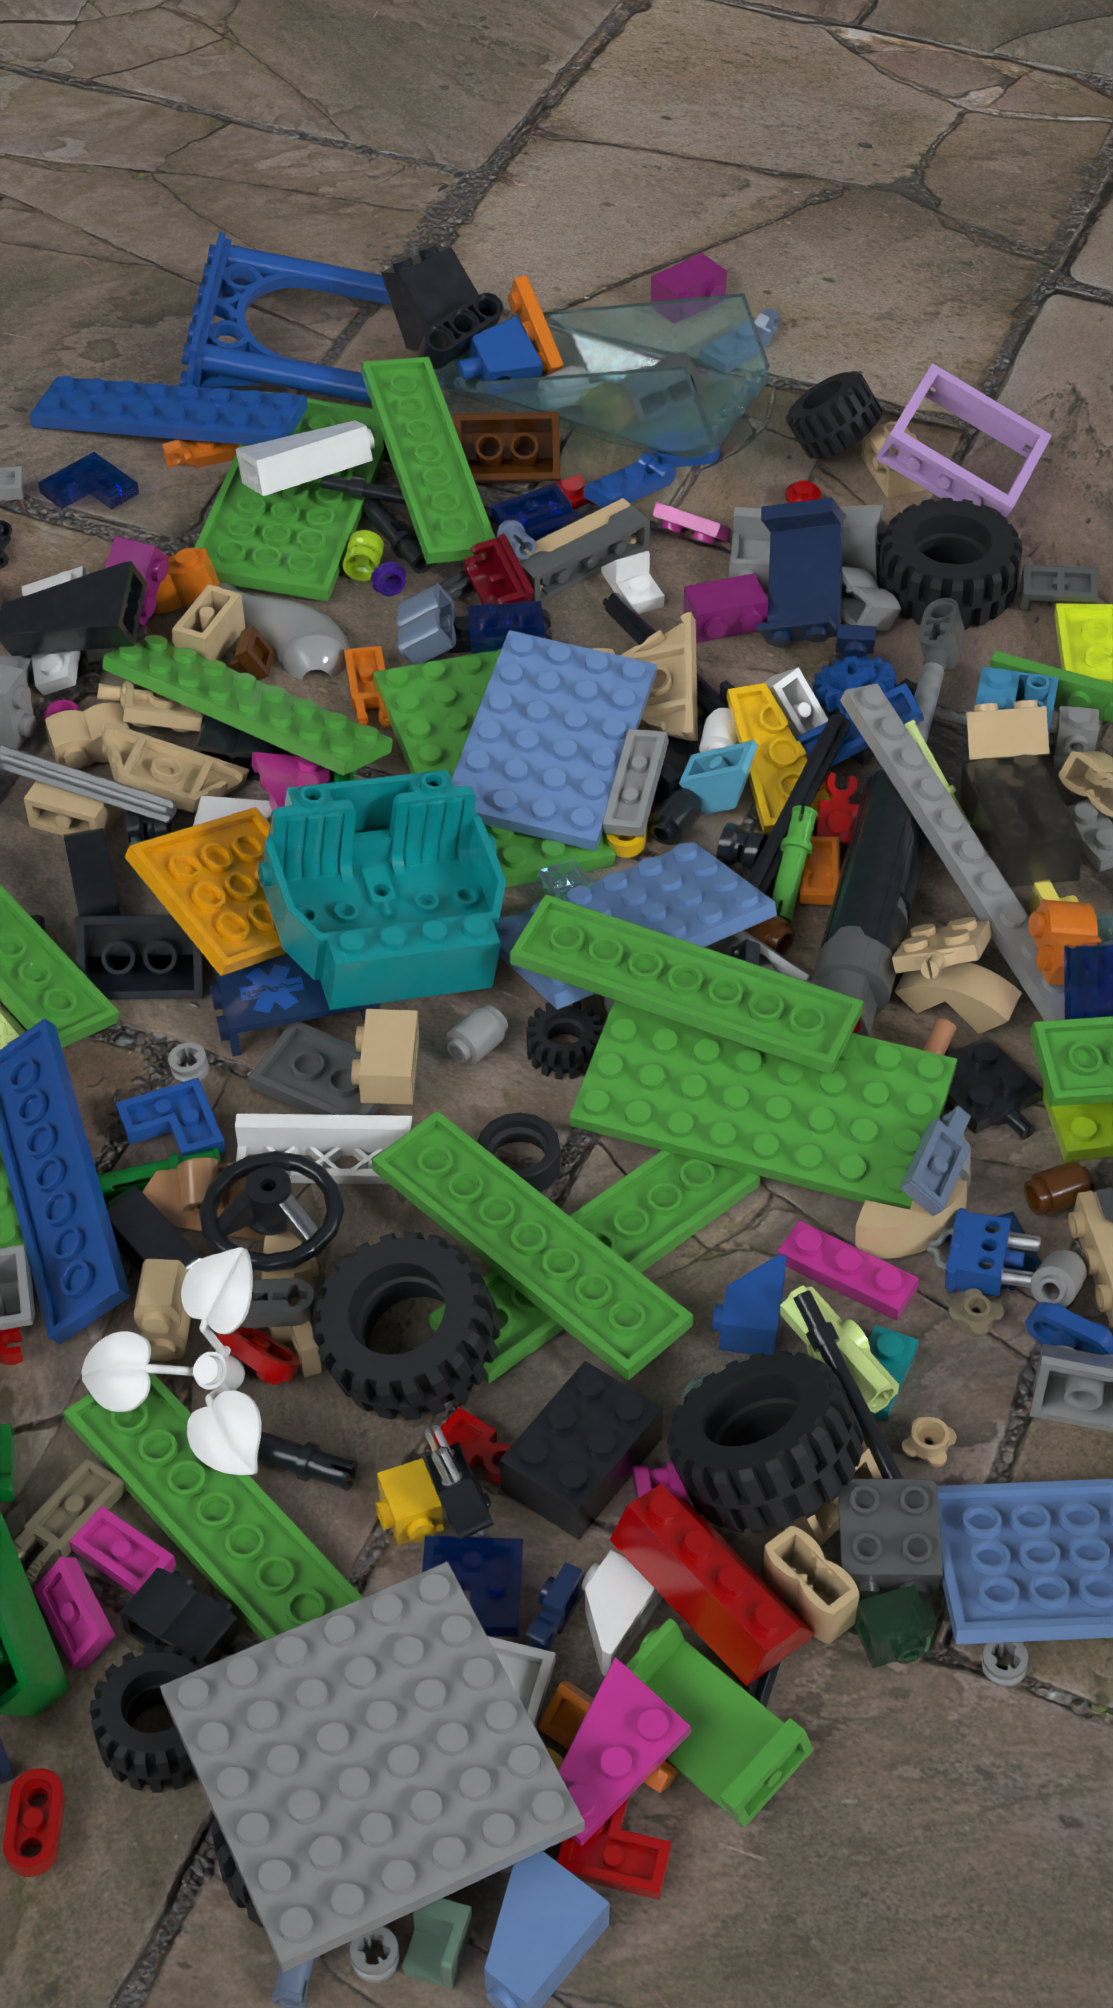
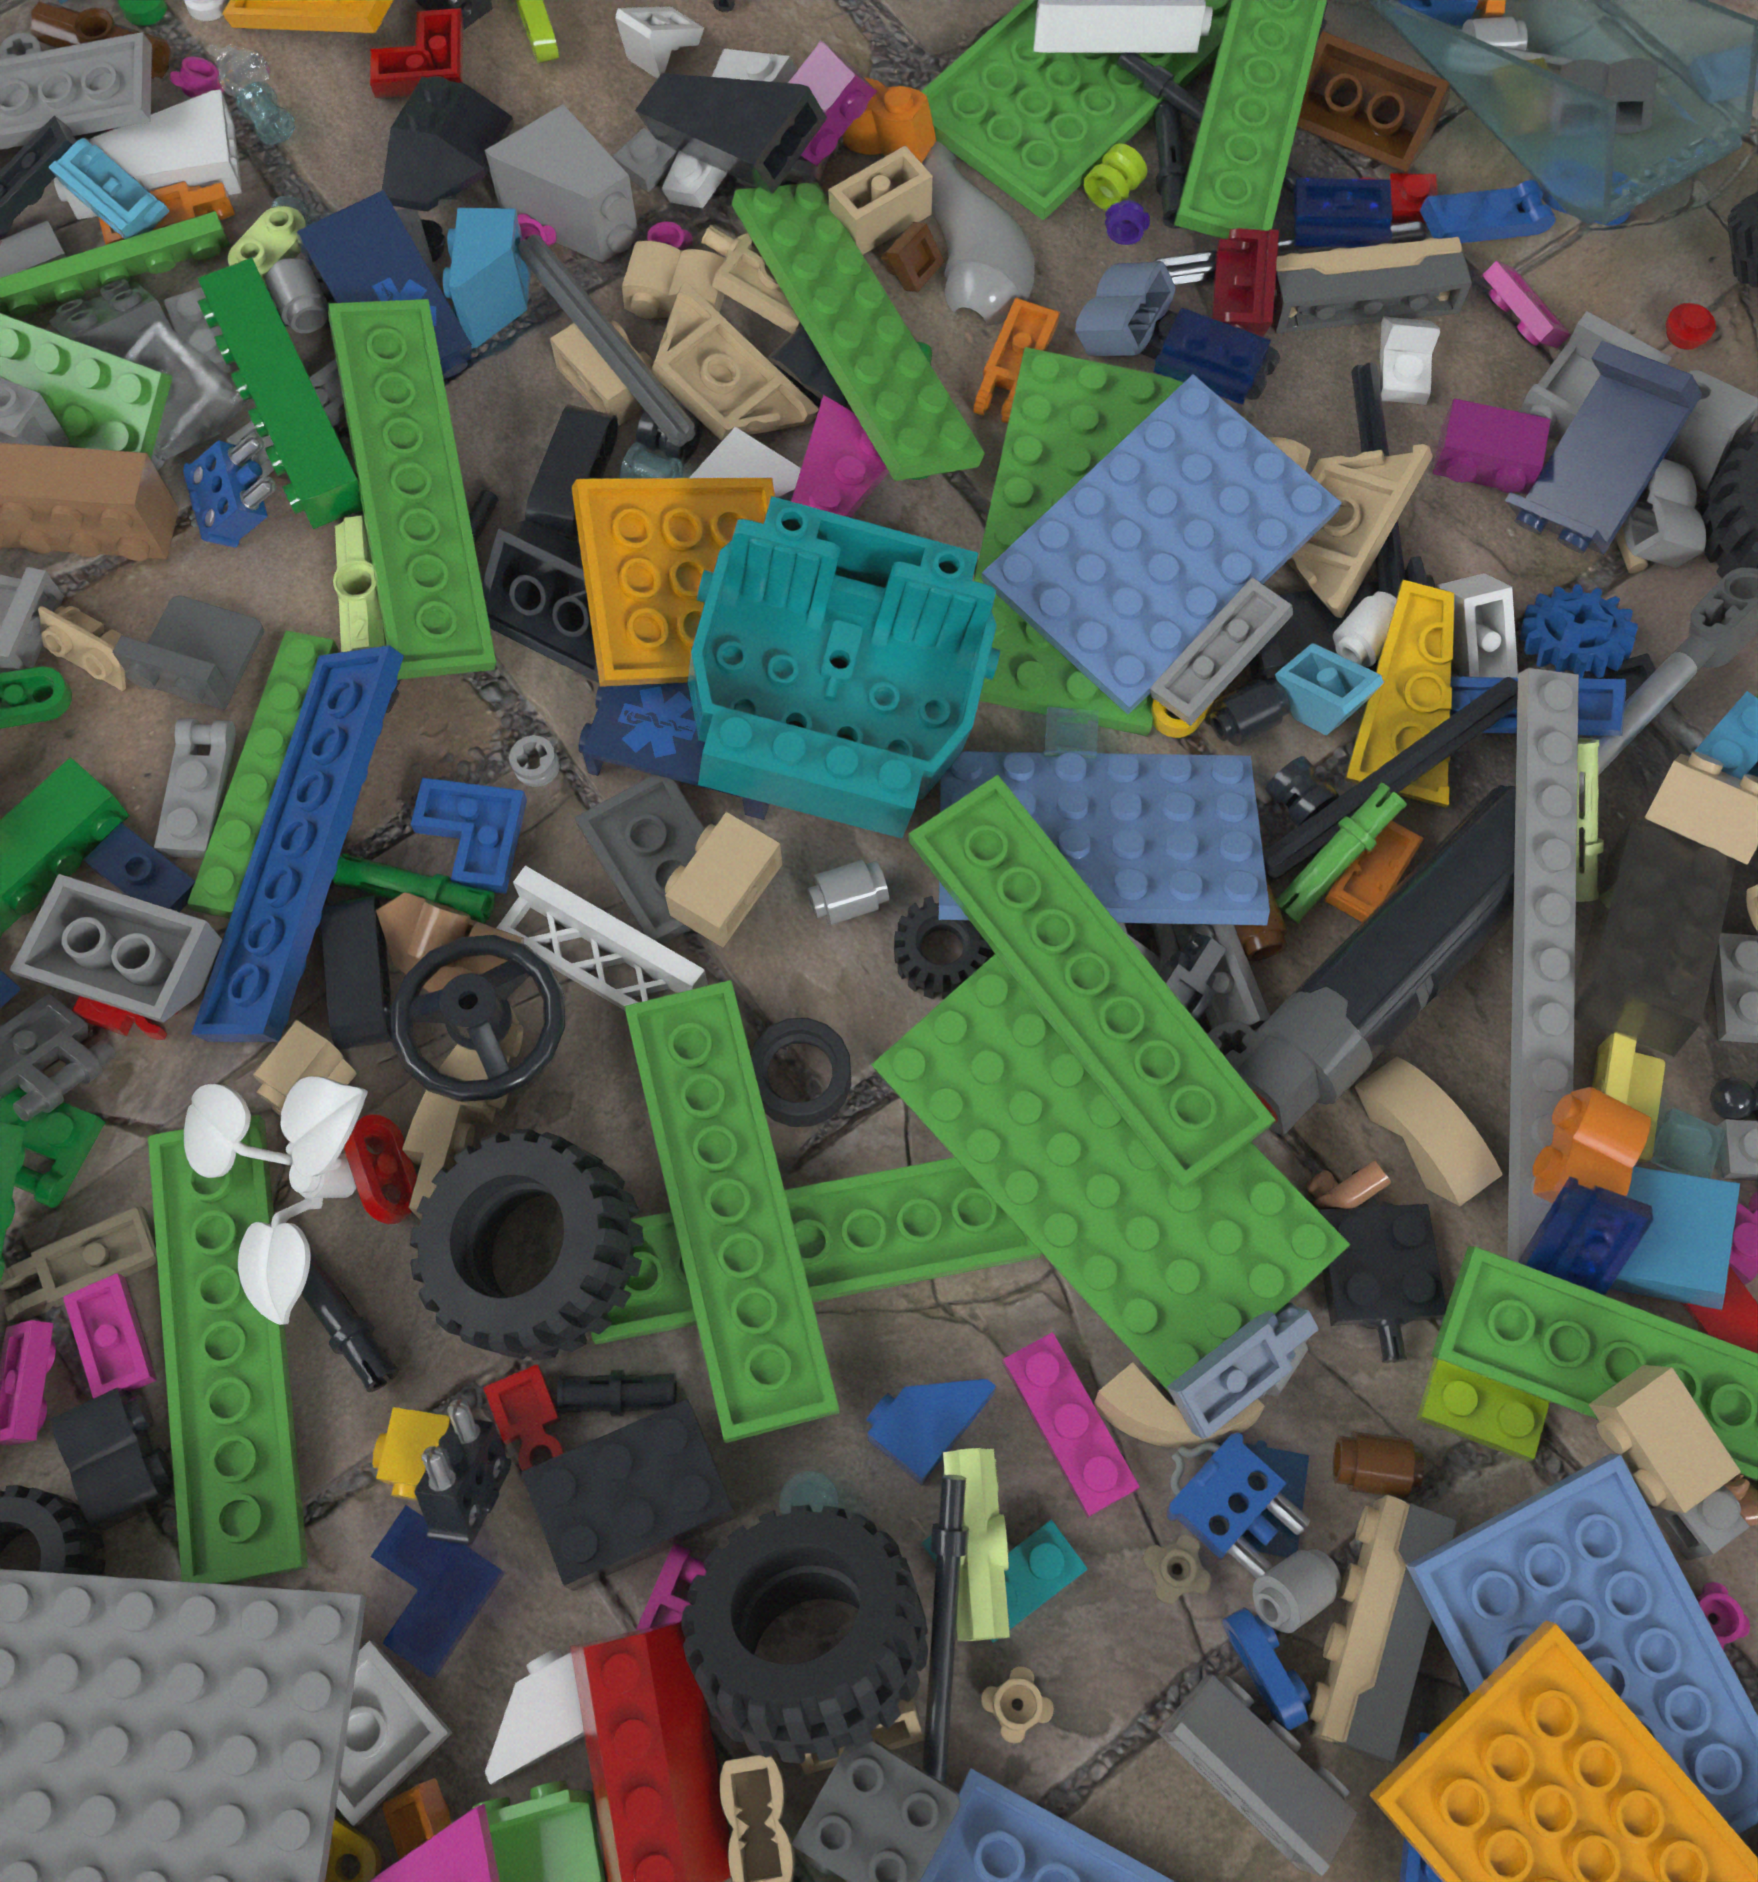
camera: 30 degrees right, 20 degrees up
(272, 1302) = (414, 1122): dark grey beam -> none
(517, 538) = (1292, 238): sand blue pin -> none
(524, 1401) = (616, 1393): none -> black pin
(558, 1602) = (494, 1665): dark blue plate -> none
(837, 815) = (1438, 808): red plate -> none
(855, 640) = (1612, 577): dark blue plate -> none
(936, 948) = (1437, 1073): tan plate -> none

